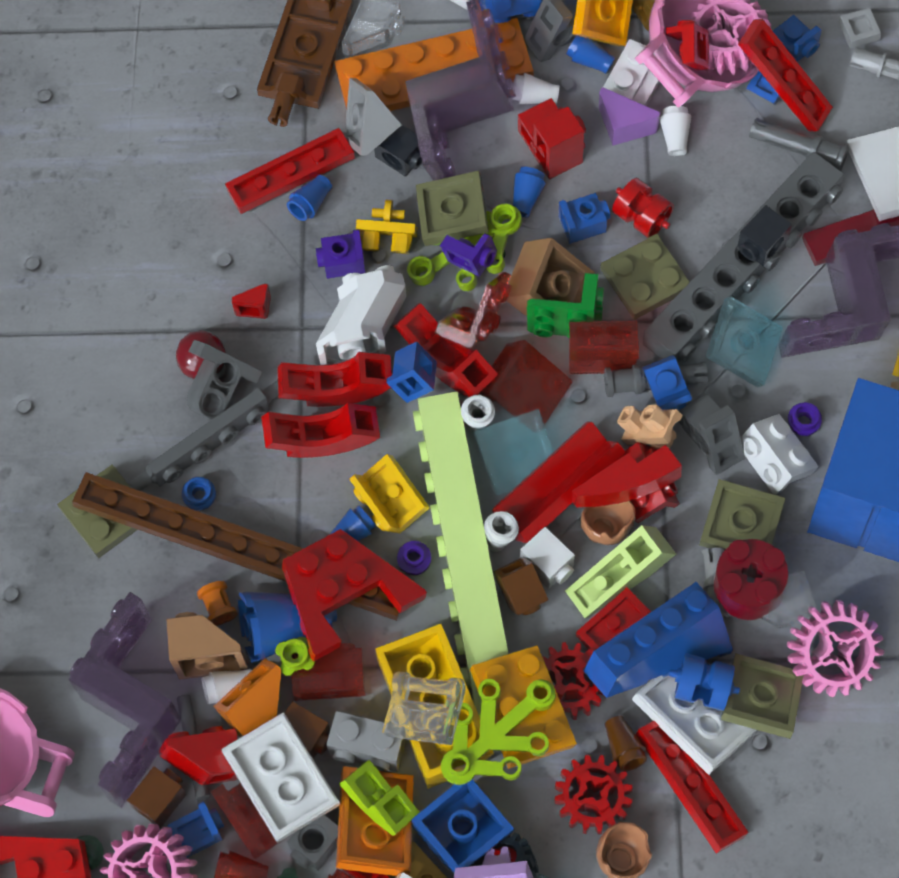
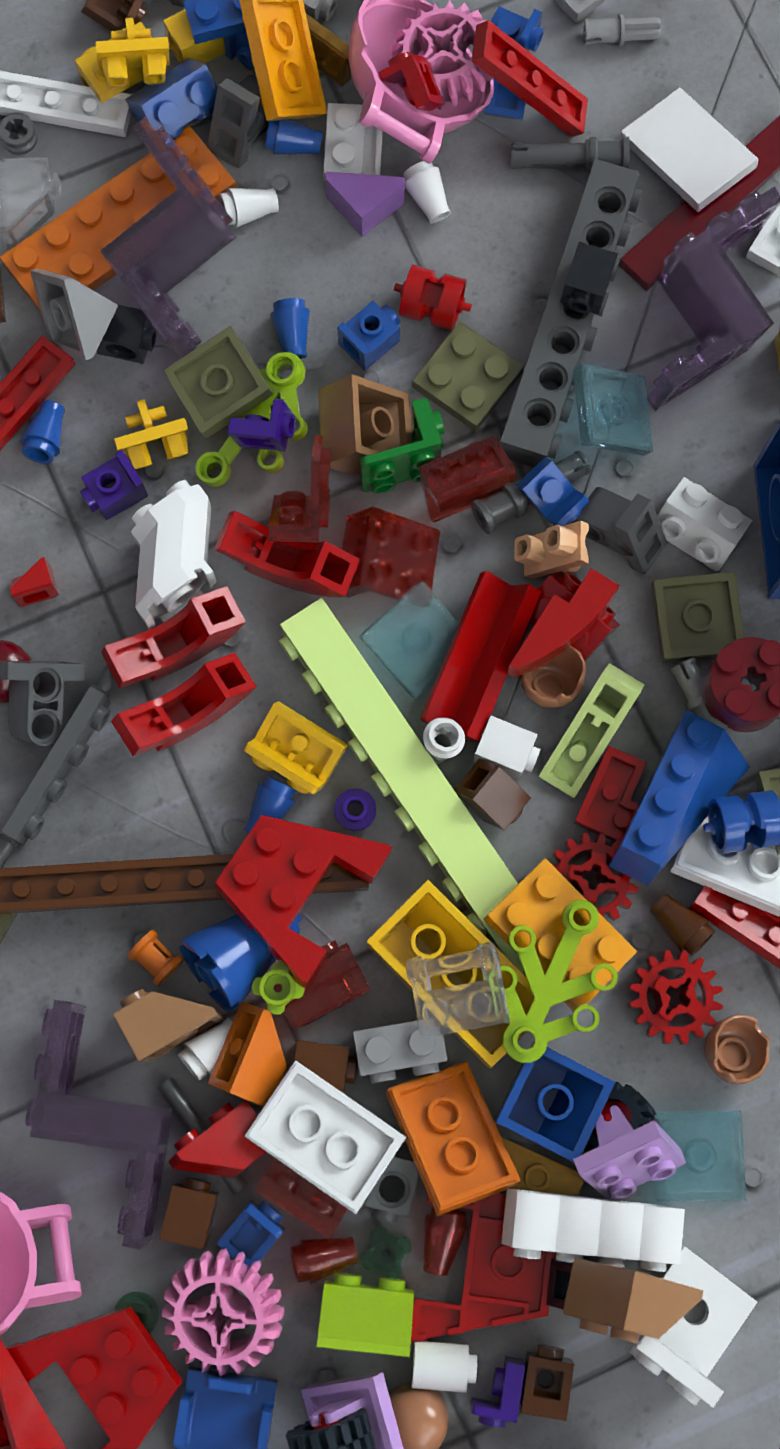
camera: 30 degrees left, 10 degrees up
(198, 484) = (65, 827): blue plate -> none
(383, 804) = (448, 1113): lime slope -> none
(413, 372) = (262, 596): blue brick -> none
(477, 406) = (359, 604): white cone -> none
(553, 137) = (294, 251): red brick -> none
(809, 411) = (716, 461): dark purple plate -> none

